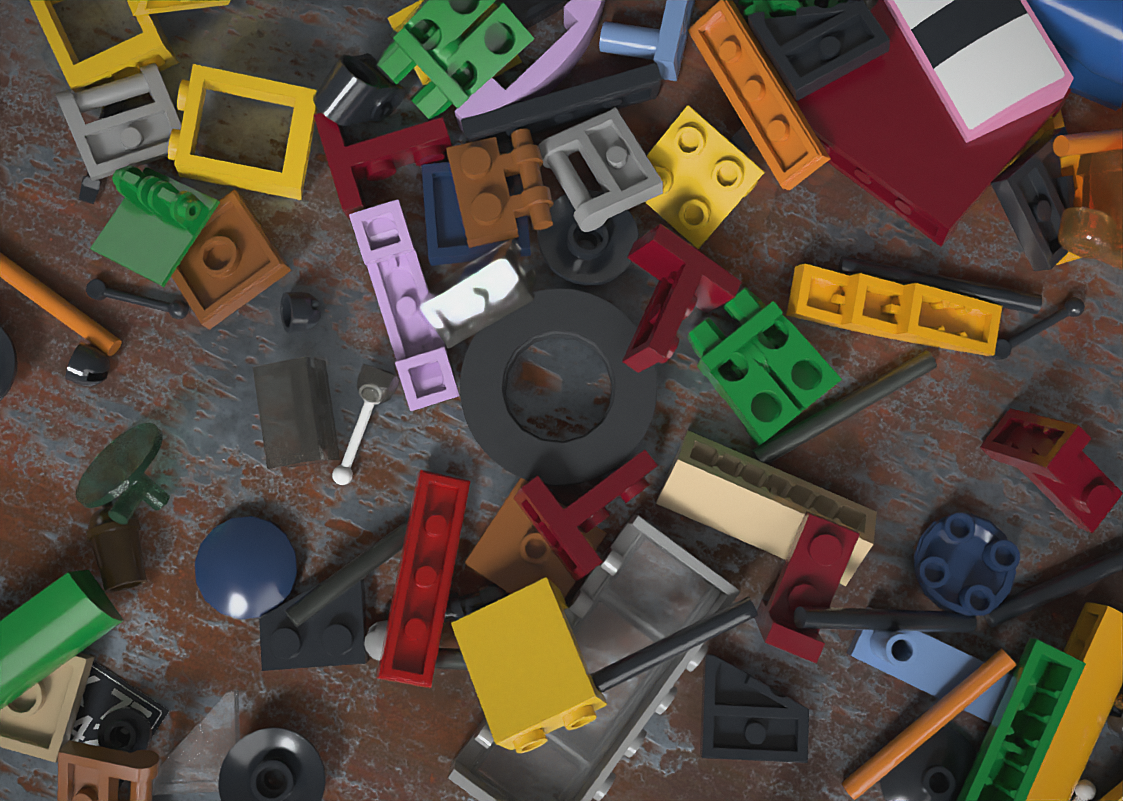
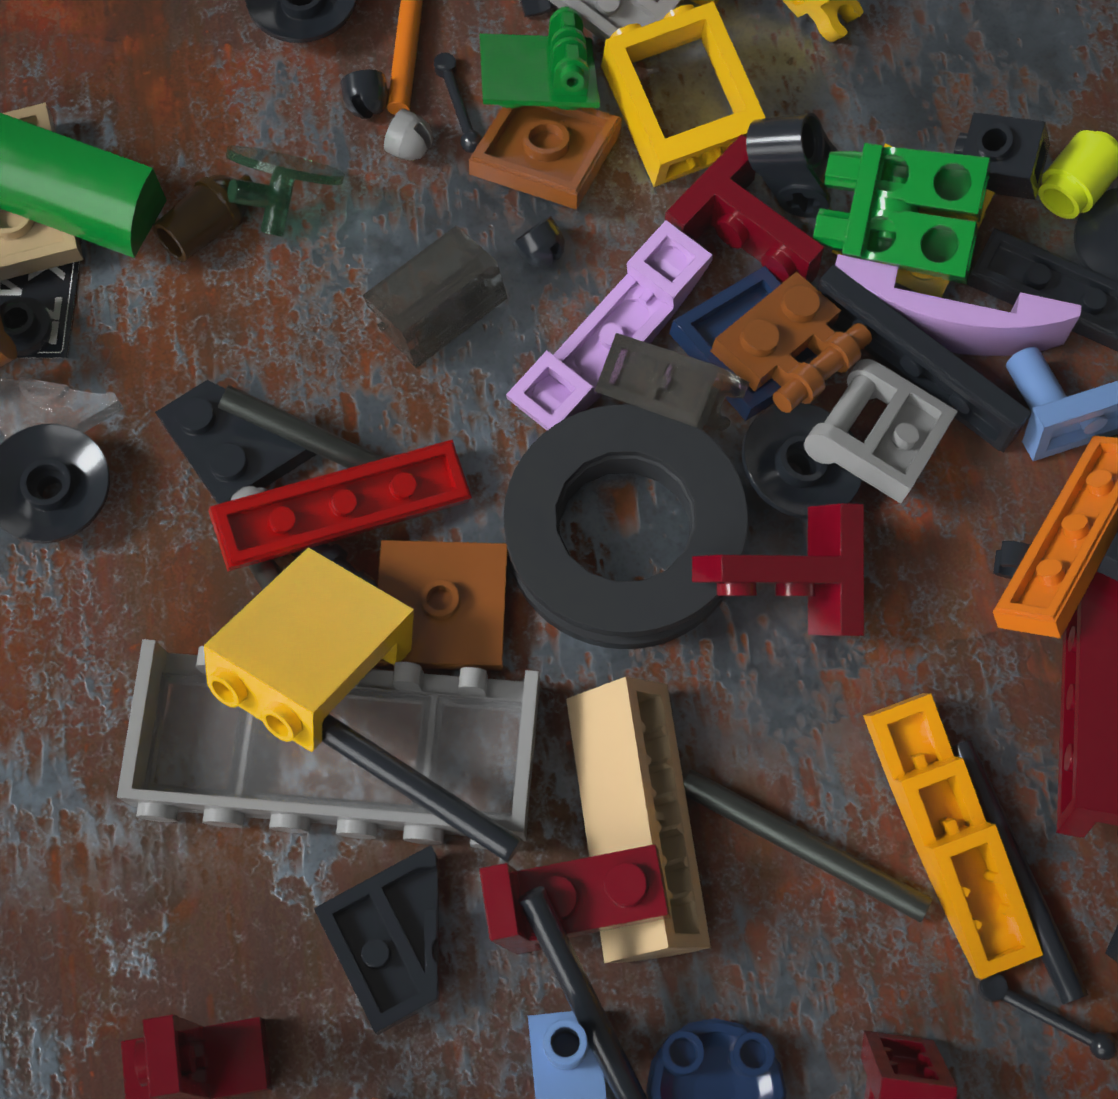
camera: 60 degrees right, 15 degrees down
(147, 355) = (408, 136): none -> light grey hinge
(246, 567) = (252, 341): dark blue dish -> none
(375, 388) = (509, 353): hinge -> none
(560, 525) = (515, 619): dark red bracket -> none
(700, 176) = (945, 534): yellow hinge -> none
(762, 367) = (792, 696): green hips -> none

